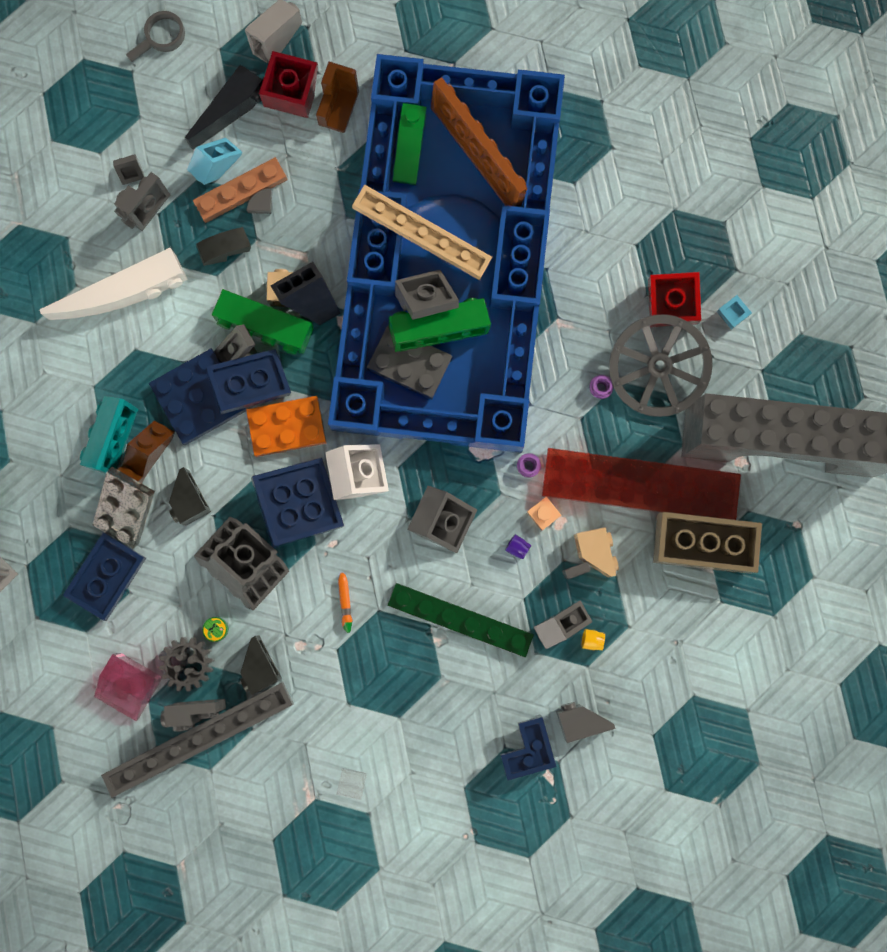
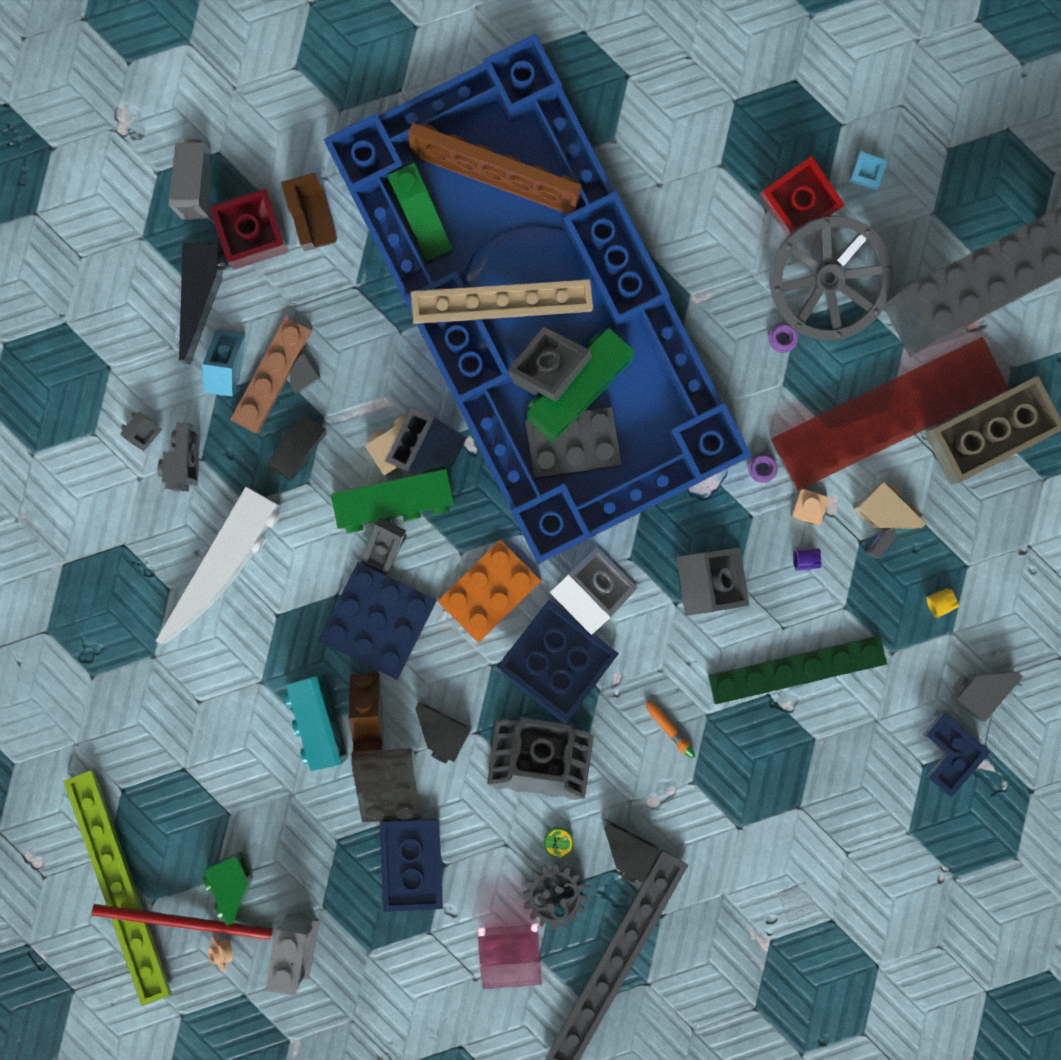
camera: 35 degrees left, 5 degrees up
(149, 43) = (64, 280): dark grey piece -> none
(185, 714) = (589, 944): dark grey plate -> none
(248, 381) = (421, 571): dark blue plate -> none
(563, 625) = (903, 607): dark grey slope -> none

